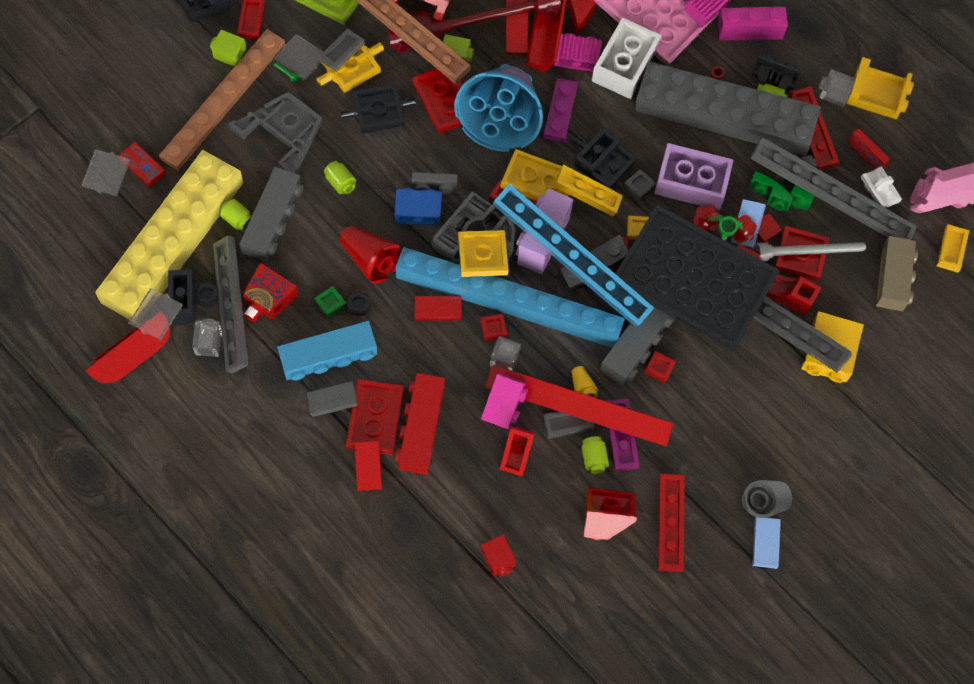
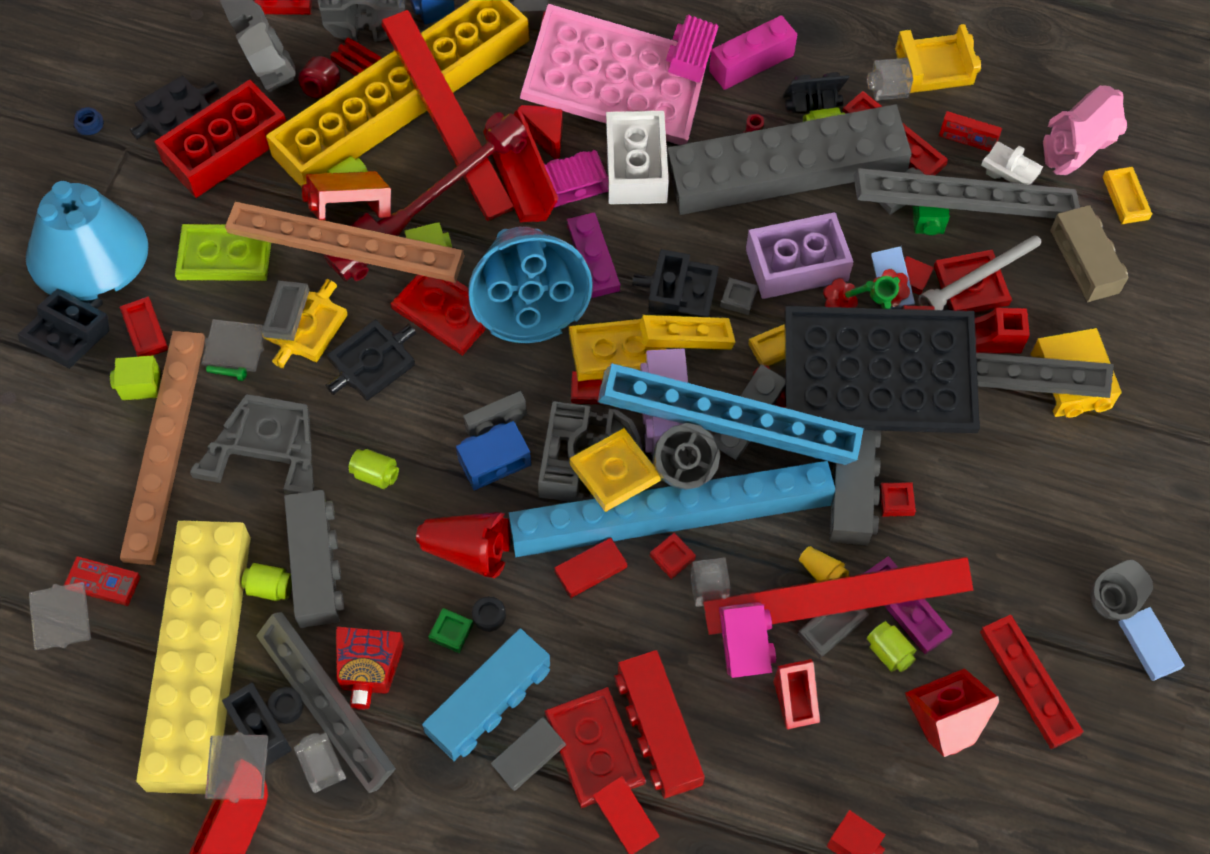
camera: 25 degrees left, 5 degrees down
(530, 267) = (686, 456): none -> dark grey cylinder
(778, 196) = (903, 230): green slope -> none

